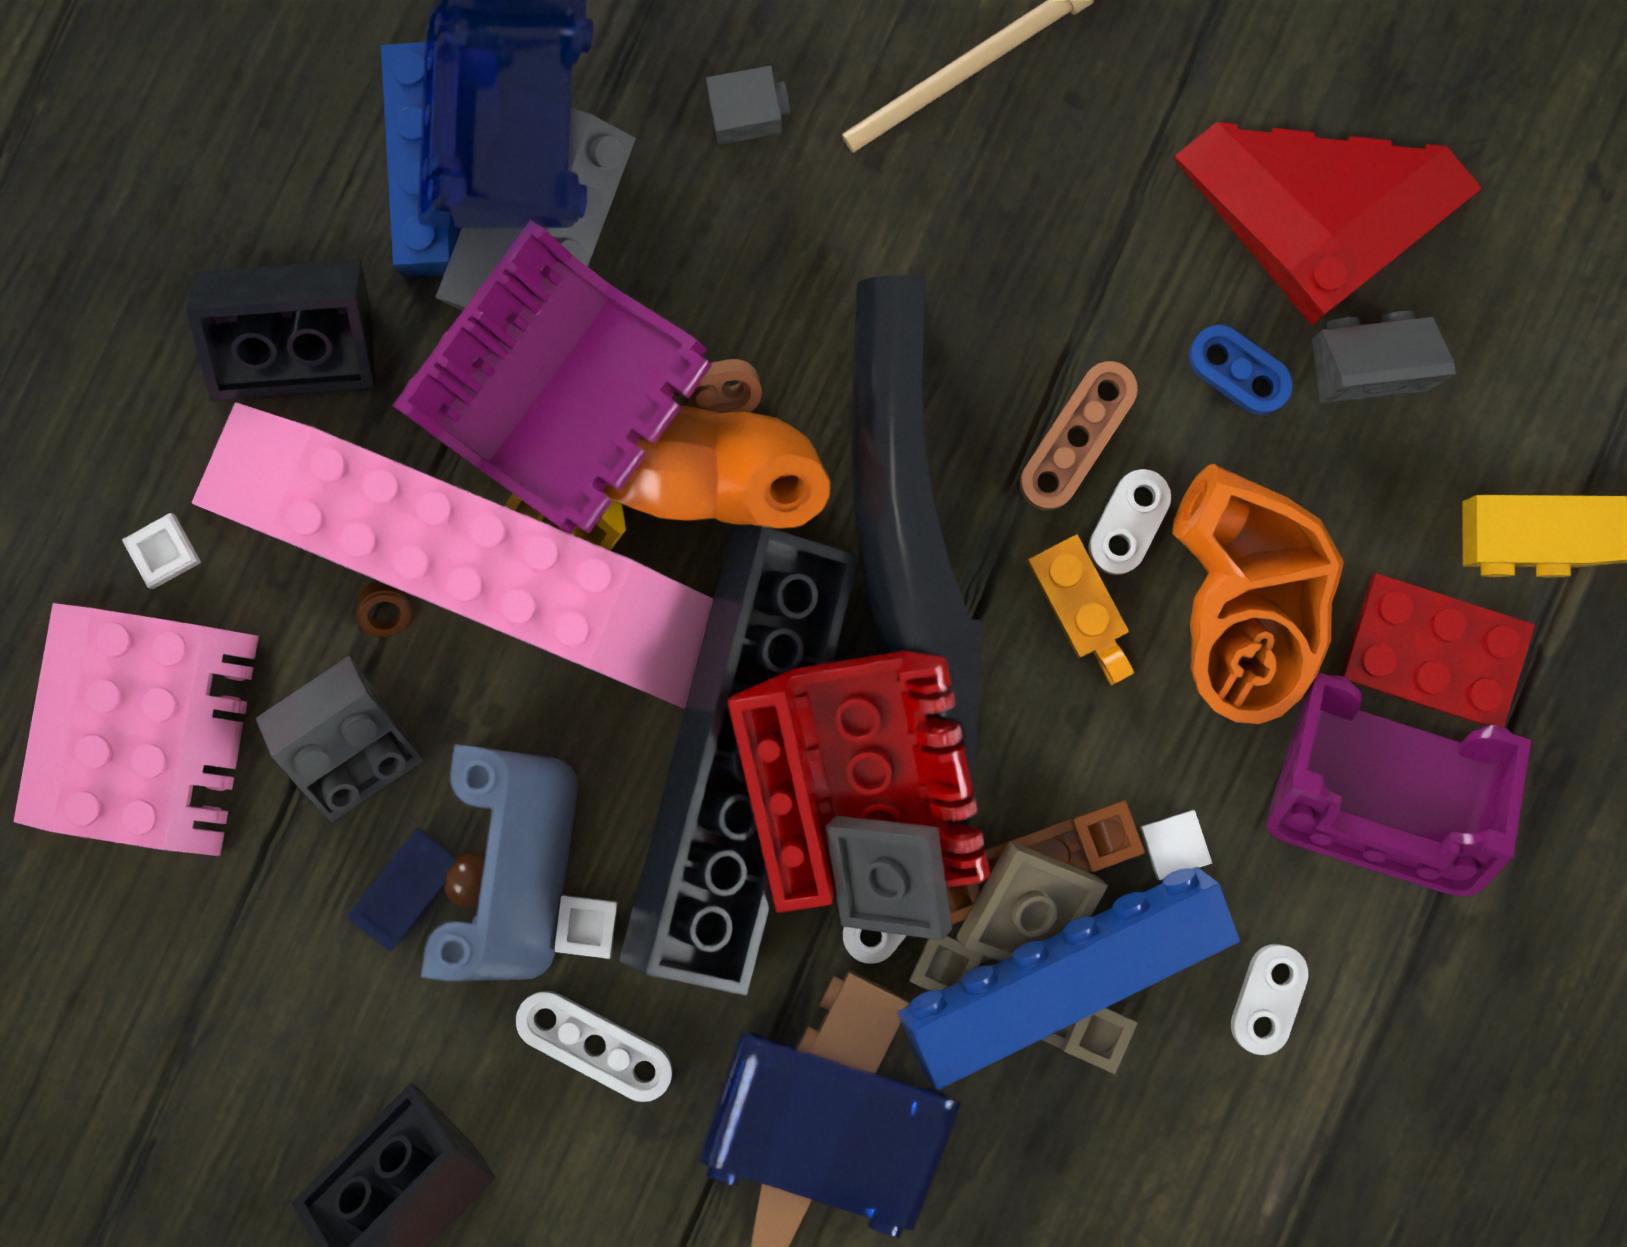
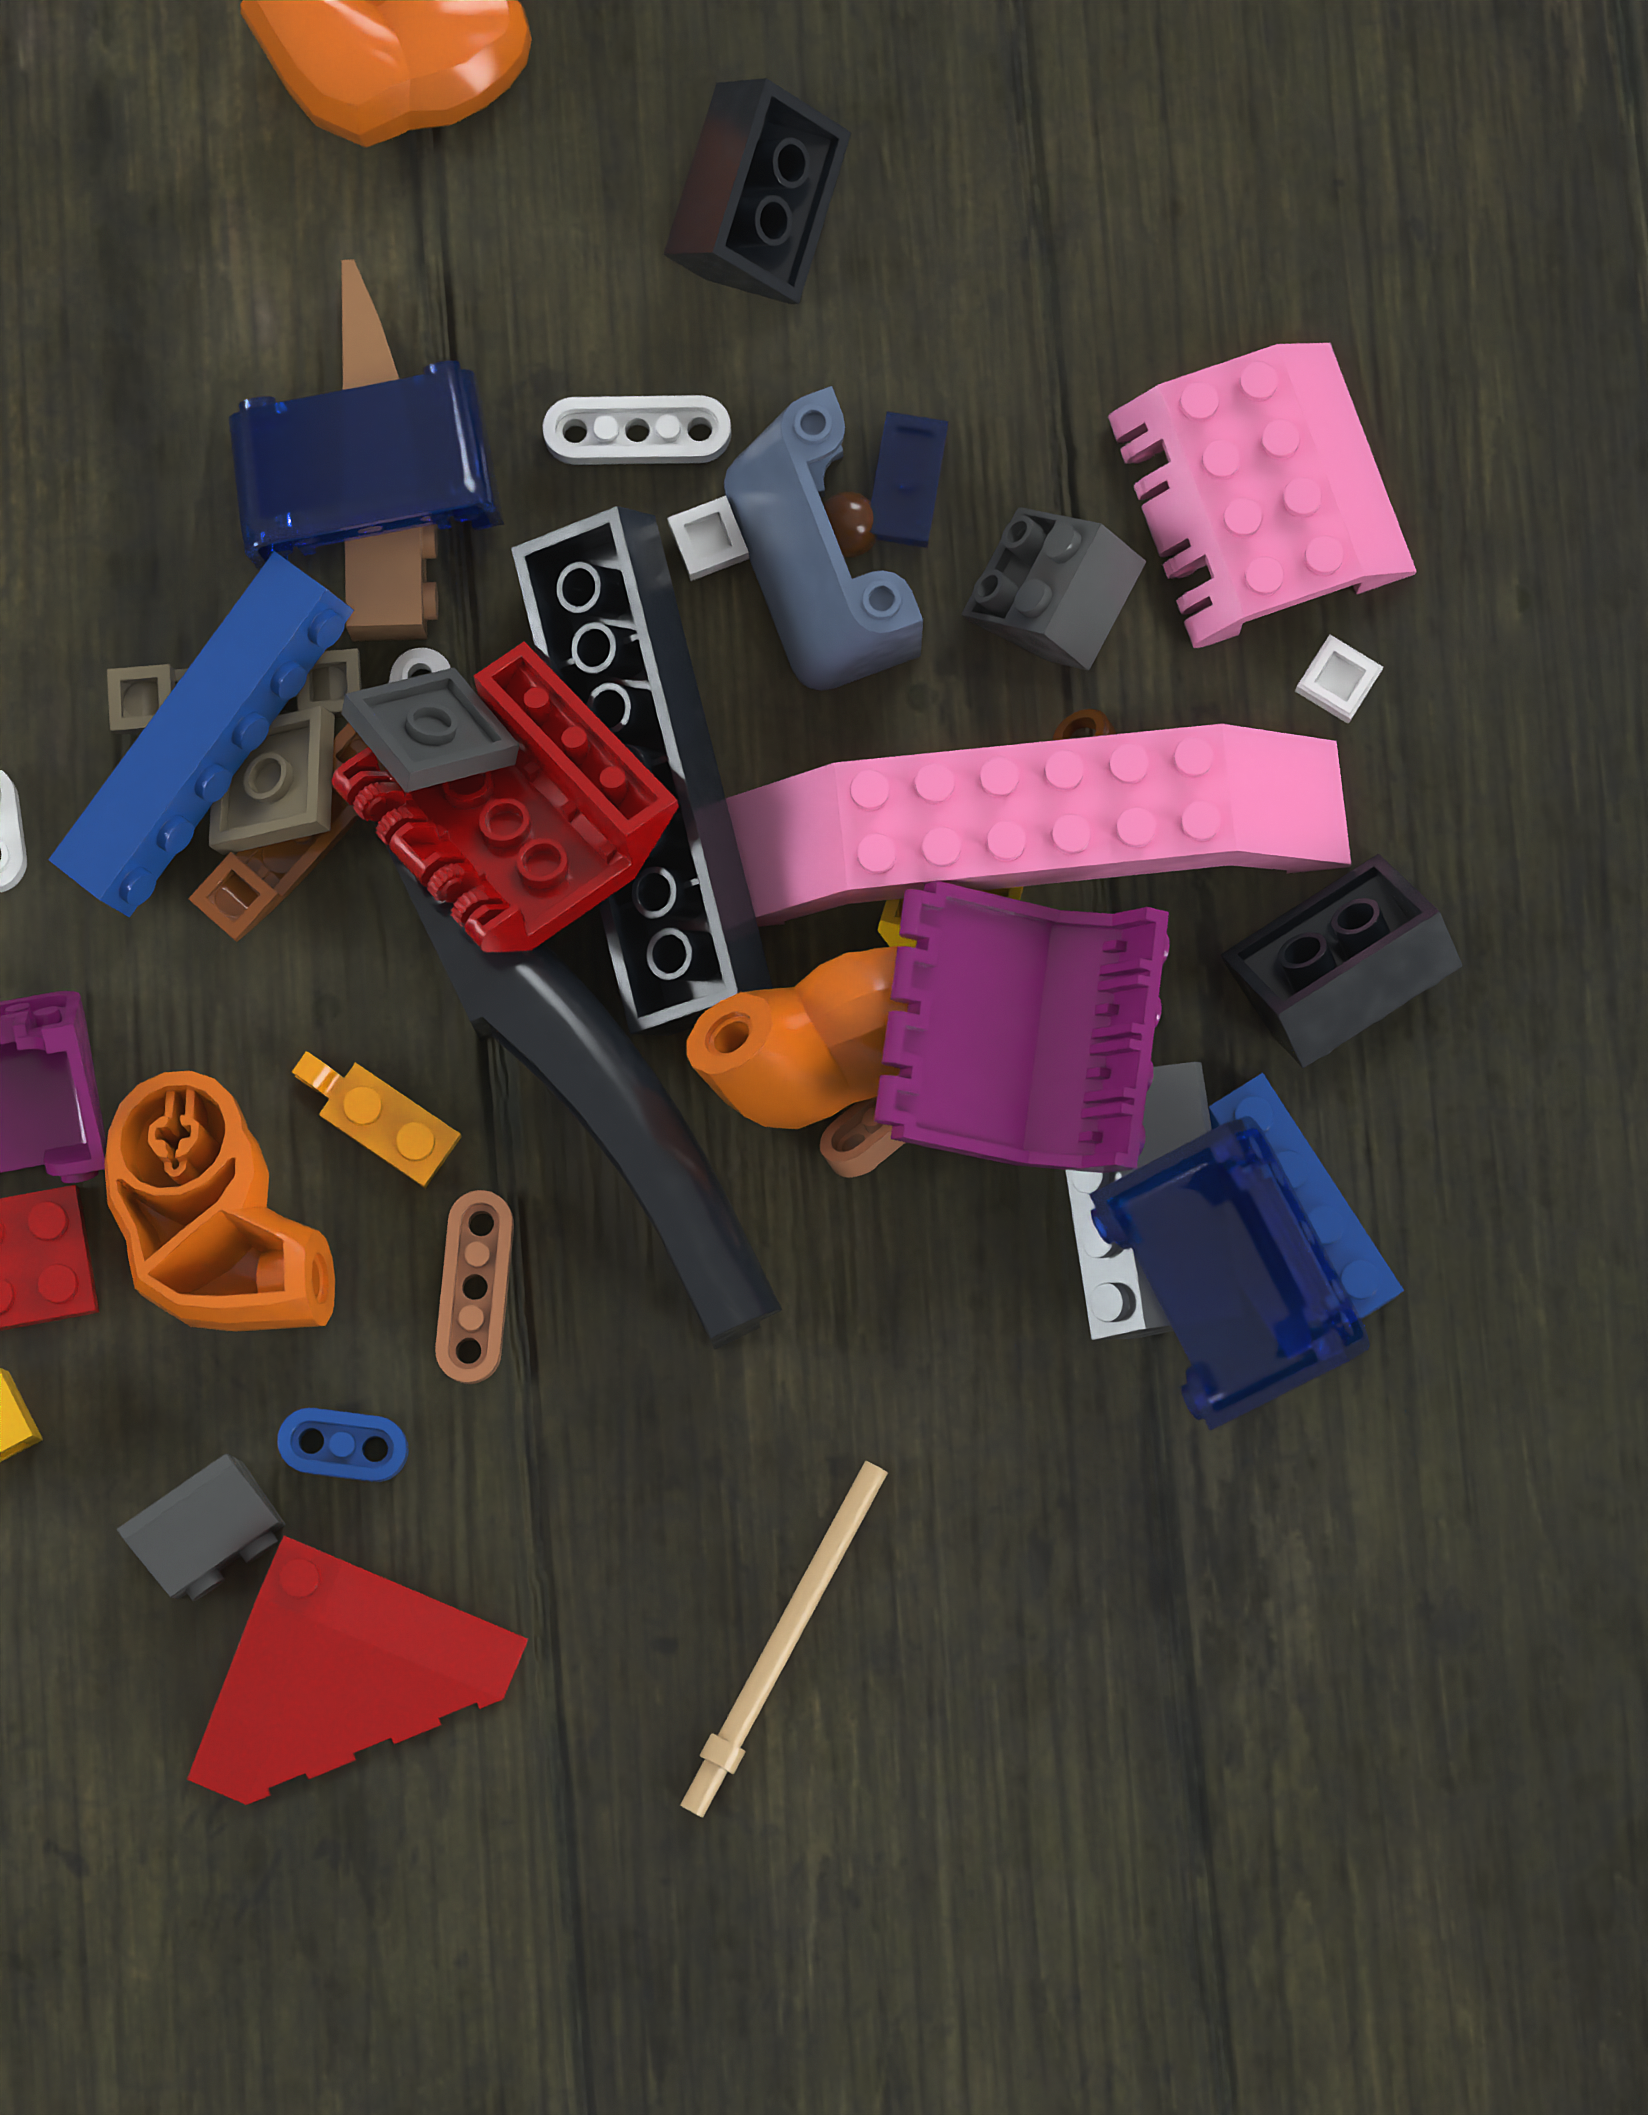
camera: 155 degrees right, 5 degrees down
(747, 104) = (1000, 1444): dark grey brick -> none
(1129, 520) = (376, 1228): white plate -> none
(1175, 844) = (161, 930): white tile -> none

